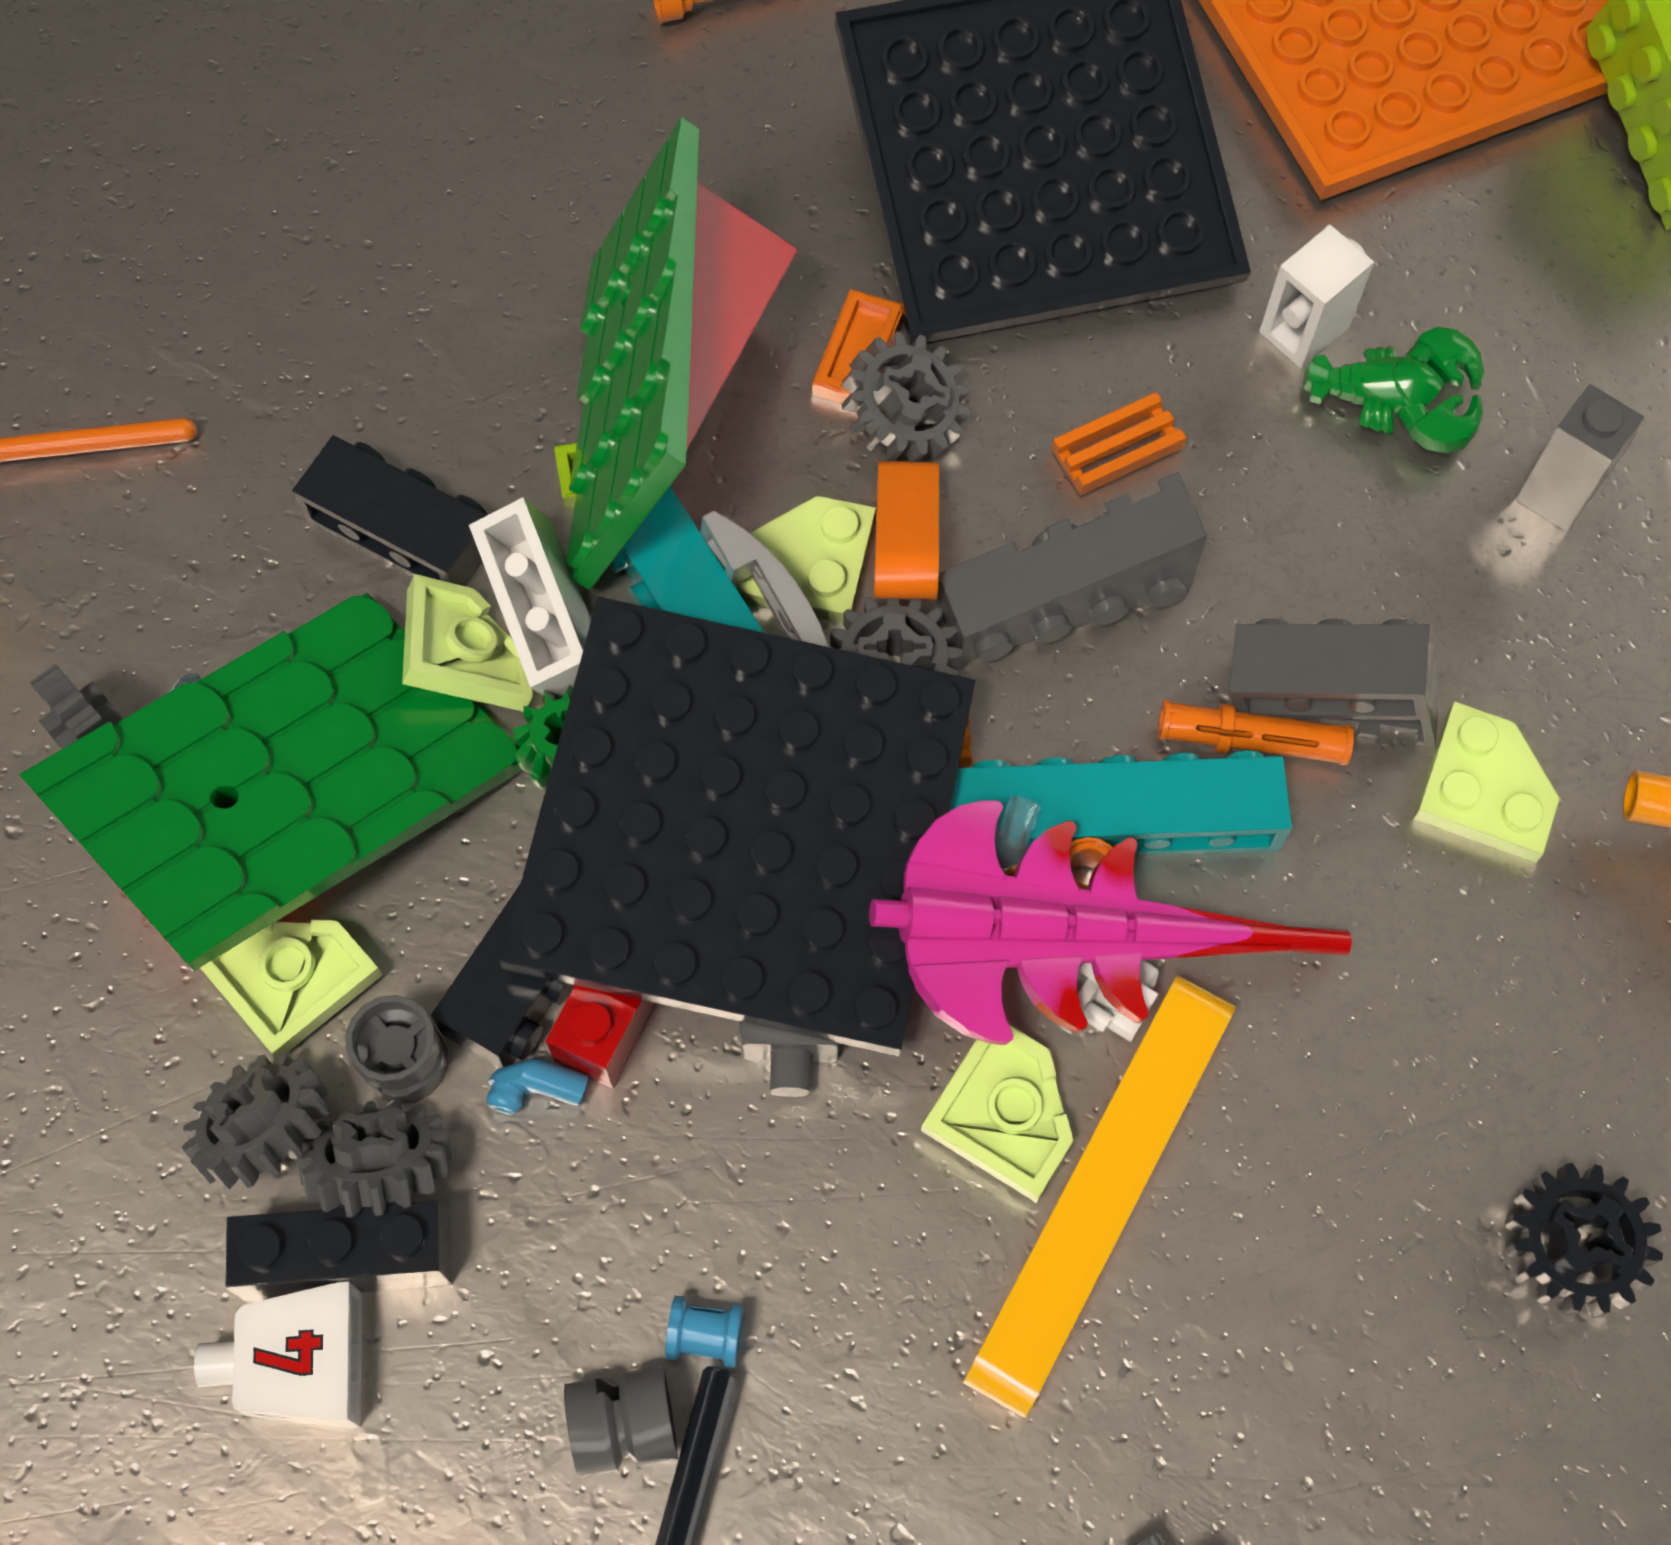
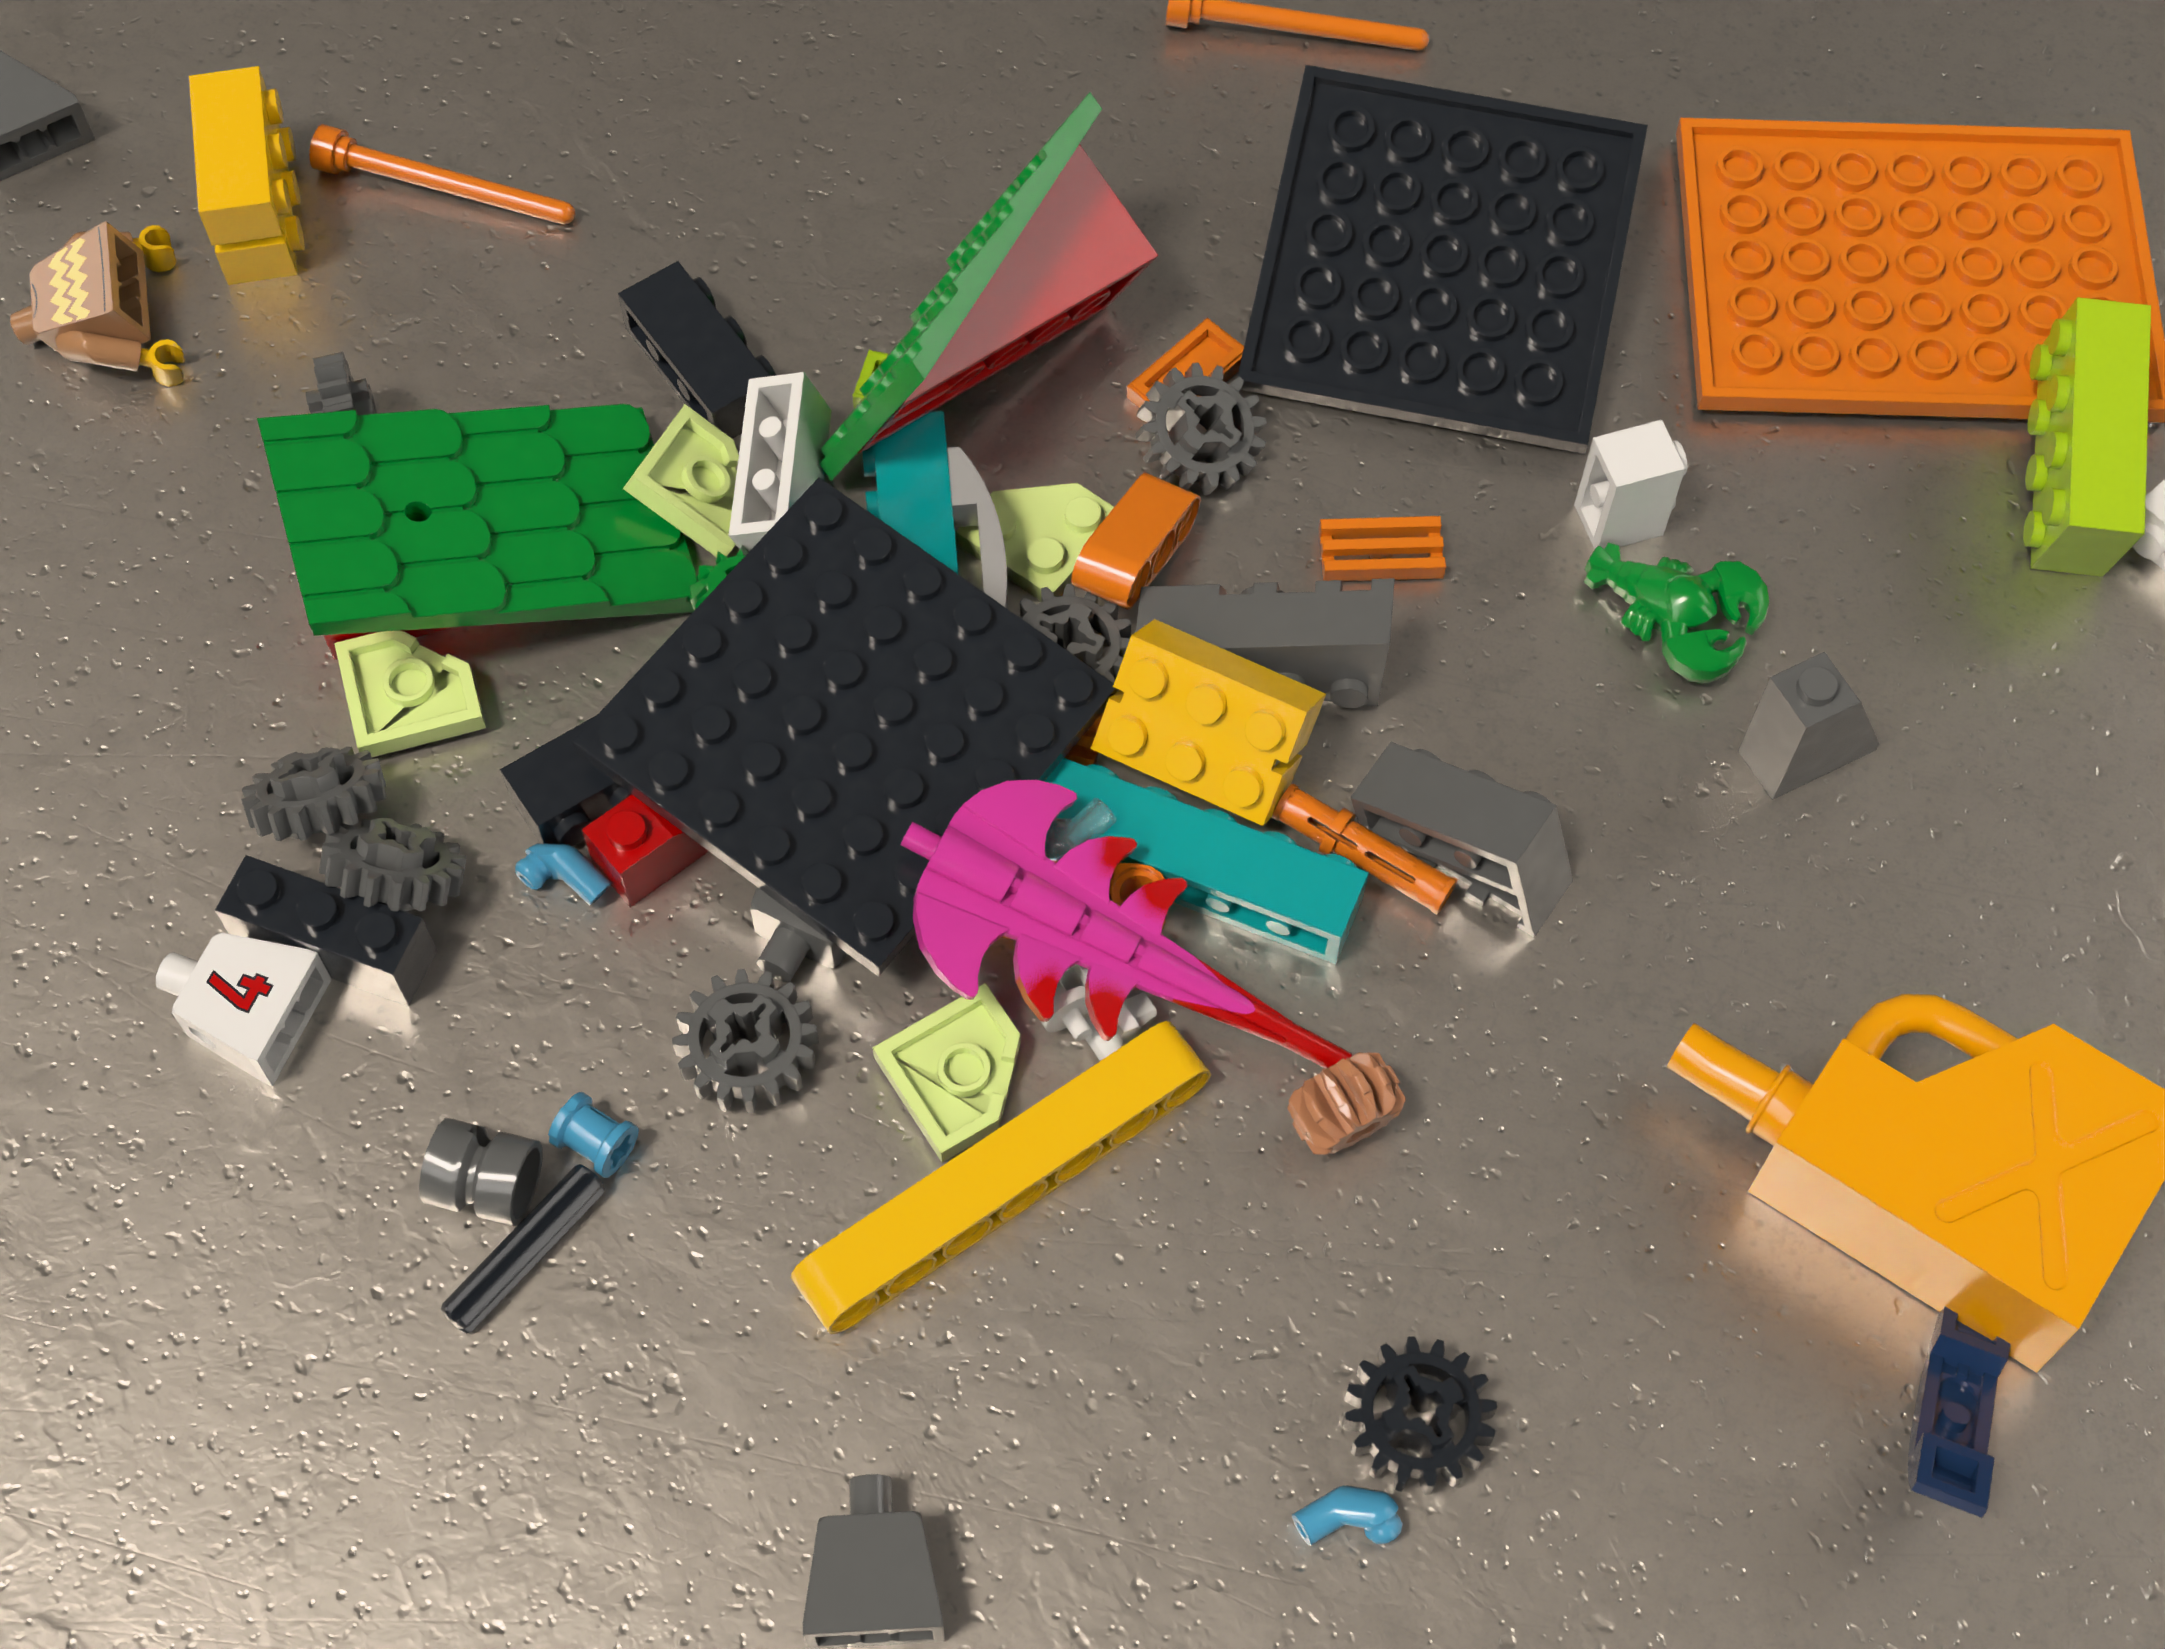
camera: 25 degrees right, 5 degrees down
(397, 1049) = (460, 788): dark grey wheel -> none
(771, 1167) = (745, 1068): none -> dark grey gear
(1071, 676) = (1207, 721): none -> yellow piece
(1375, 981) = (1346, 1103): none -> nougat gear
(1488, 785) = (1561, 988): yellowish green plate -> none
(1567, 1352) = (1352, 1507): none -> dark azure arm

